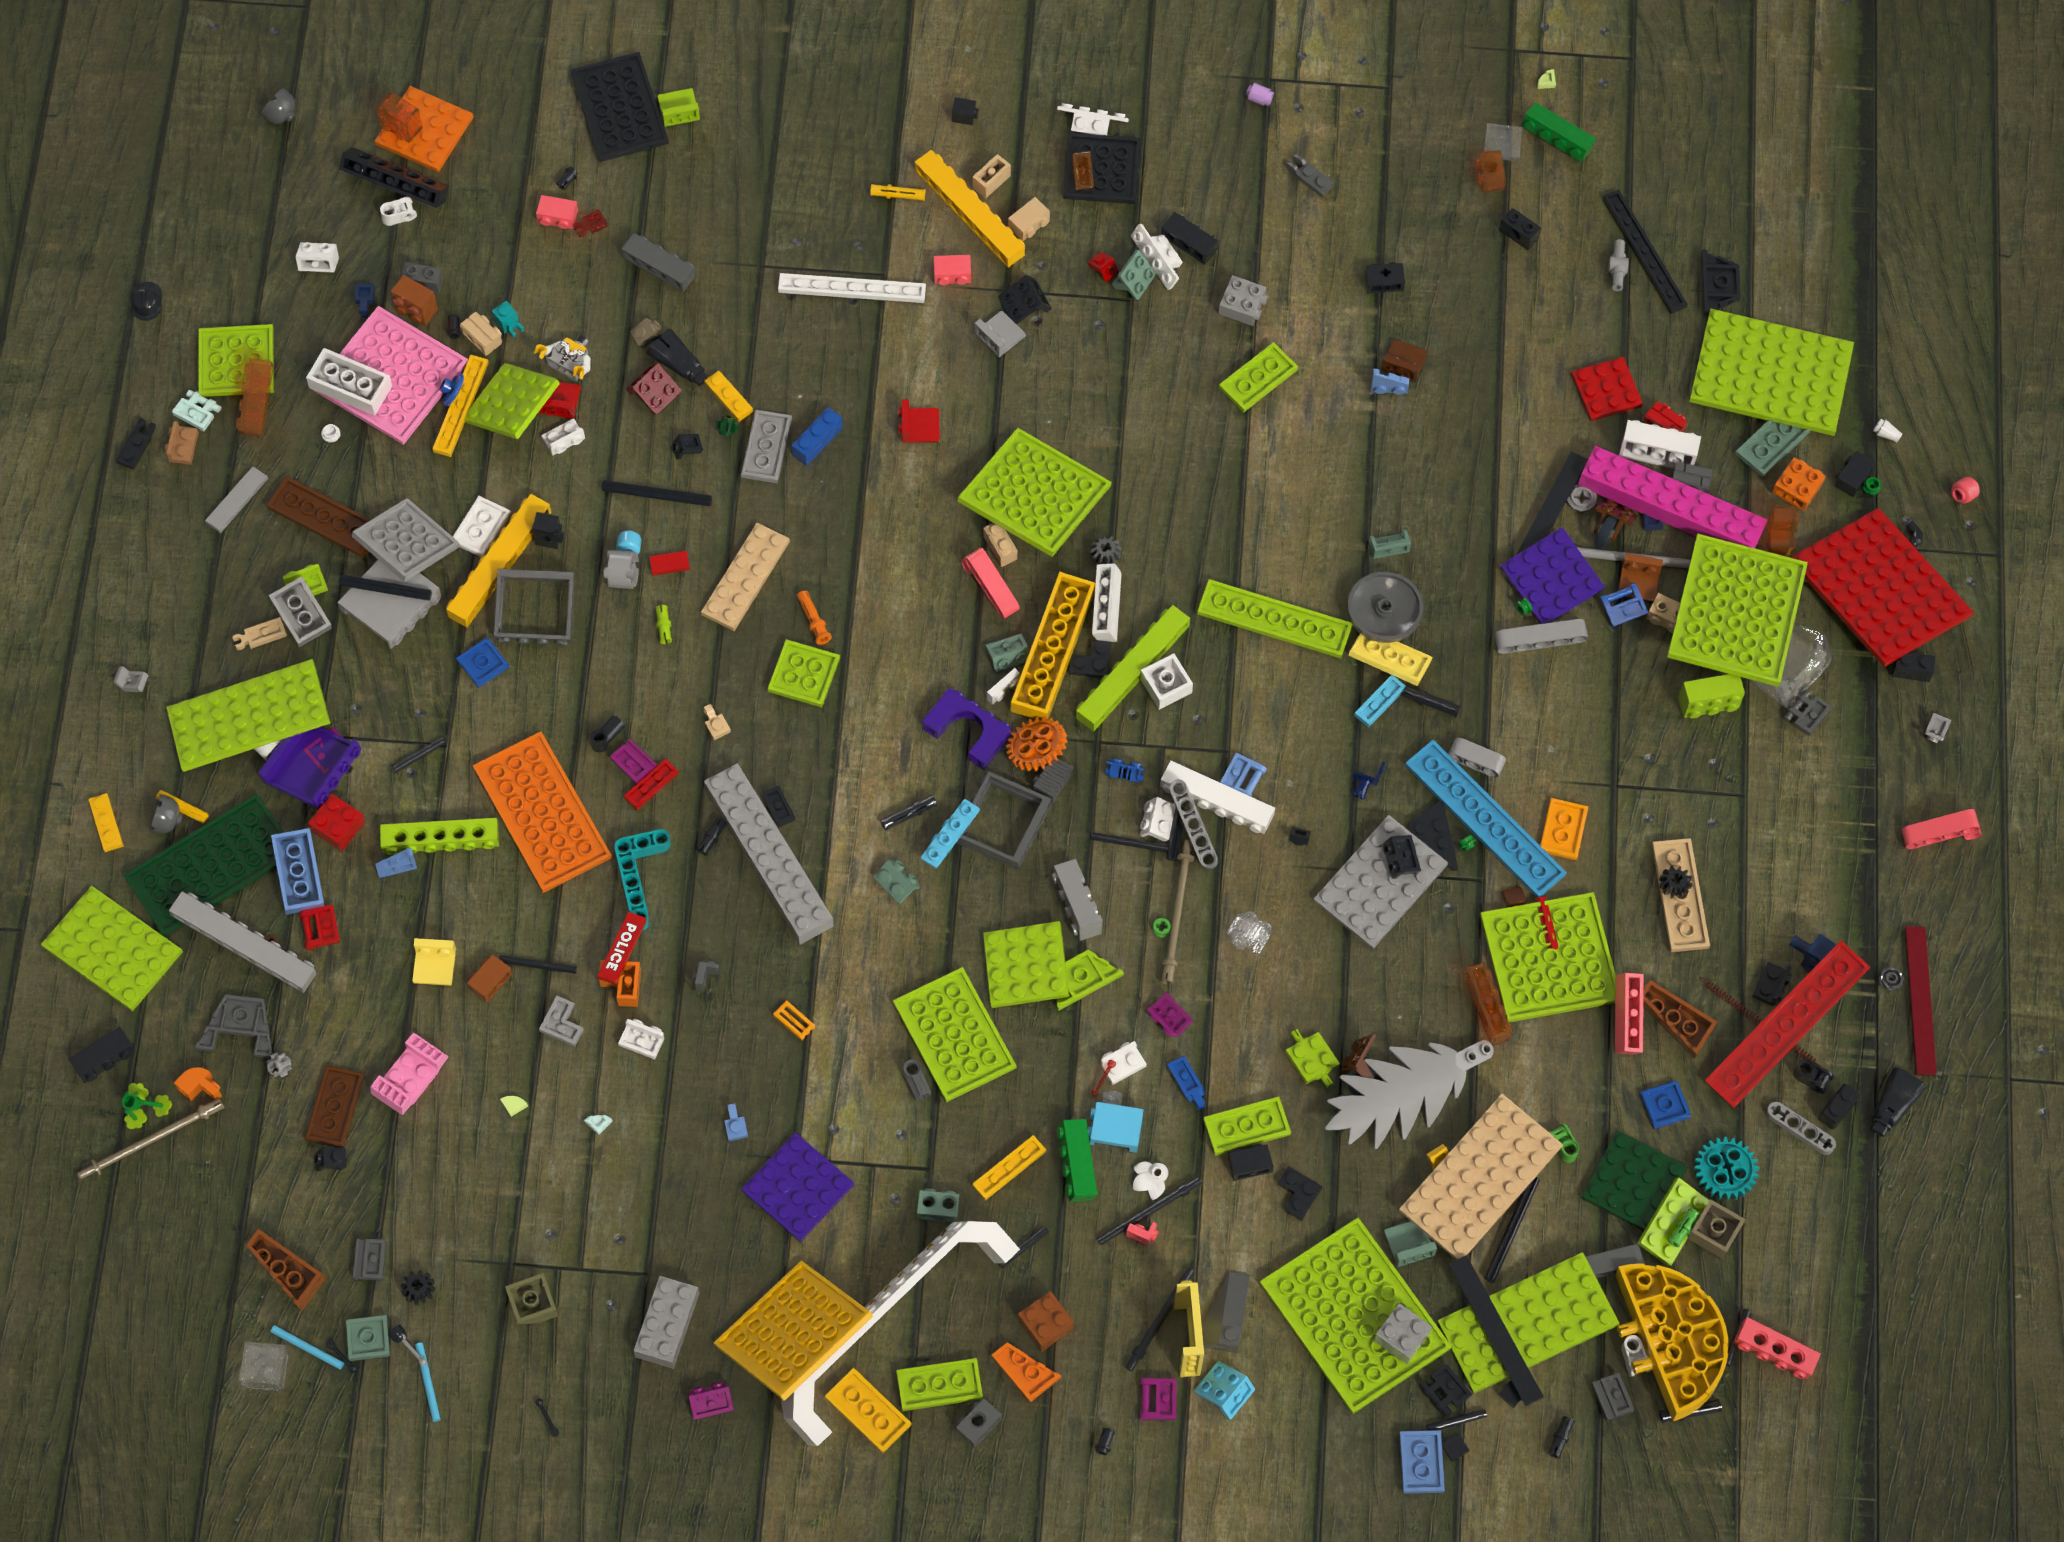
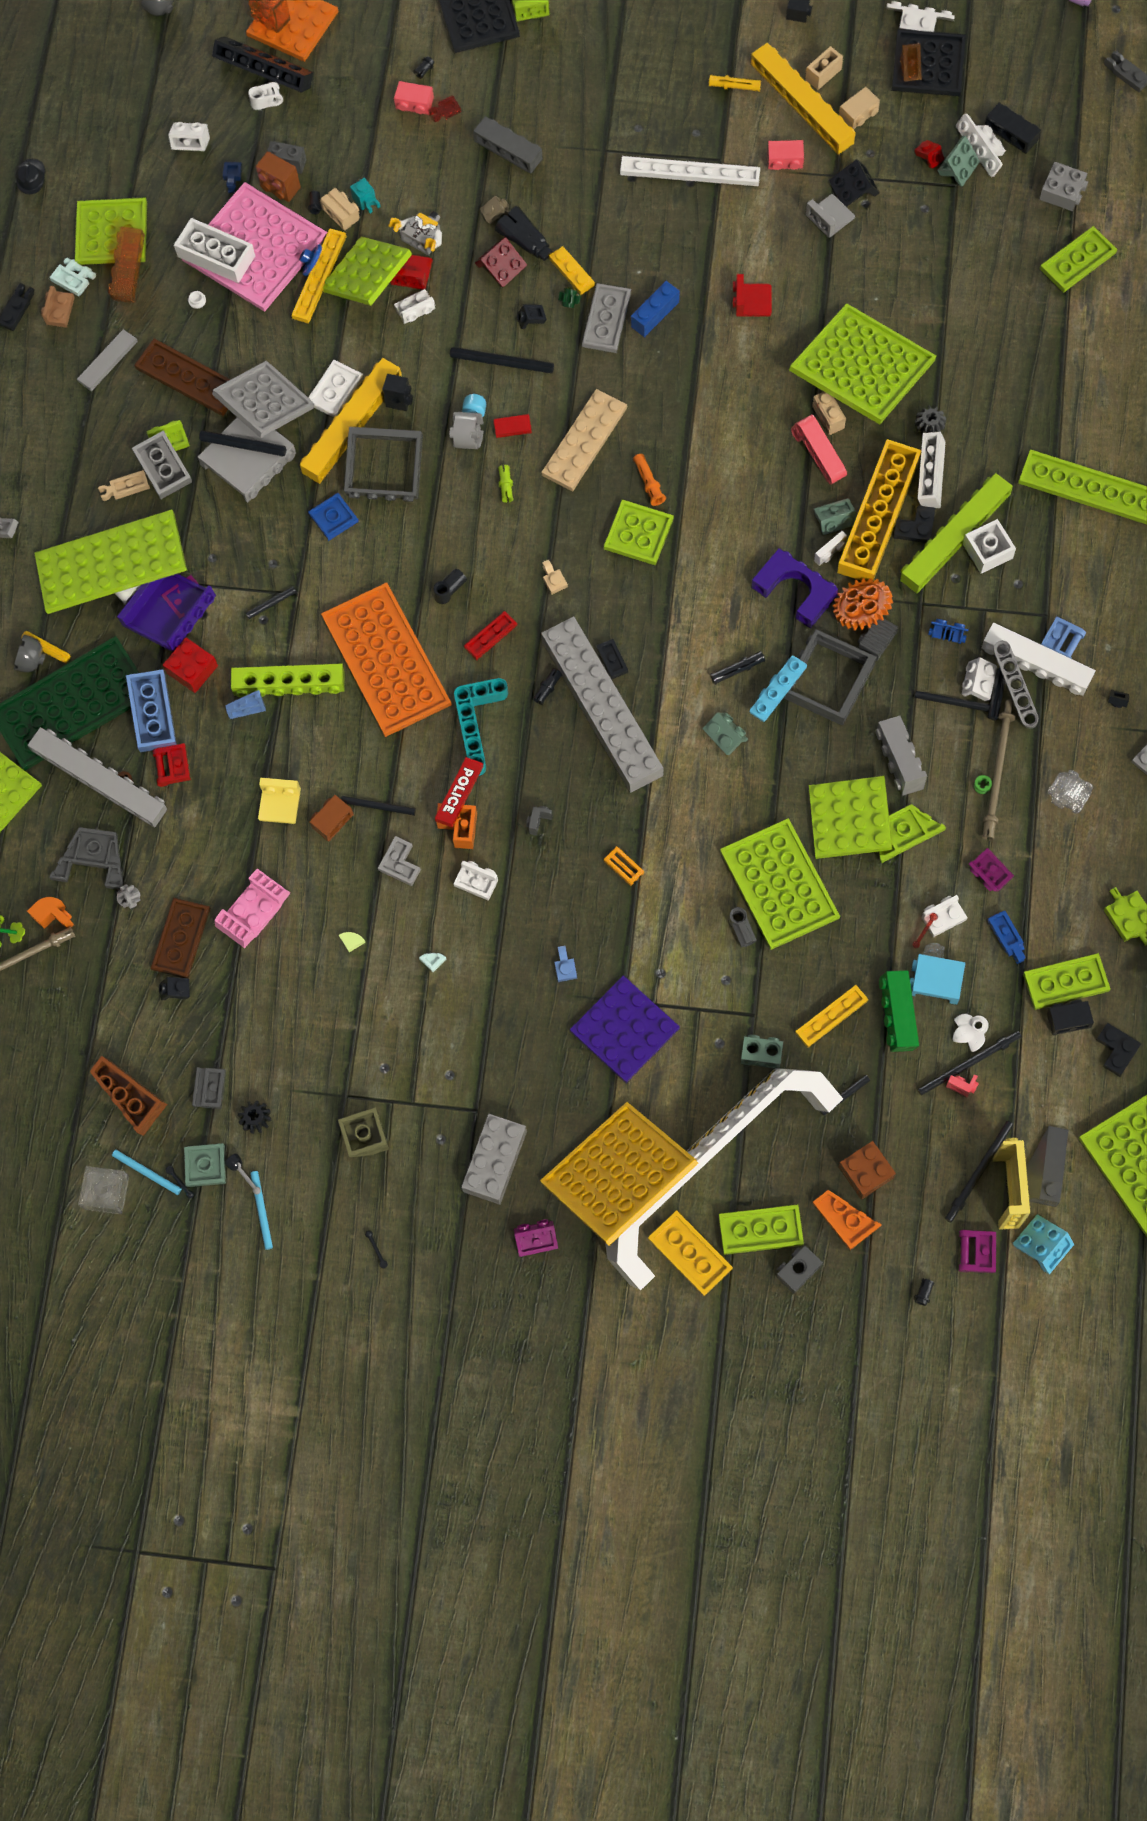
camera: 10 degrees right, 5 degrees up
(633, 761) = (473, 613): magenta plate -> none

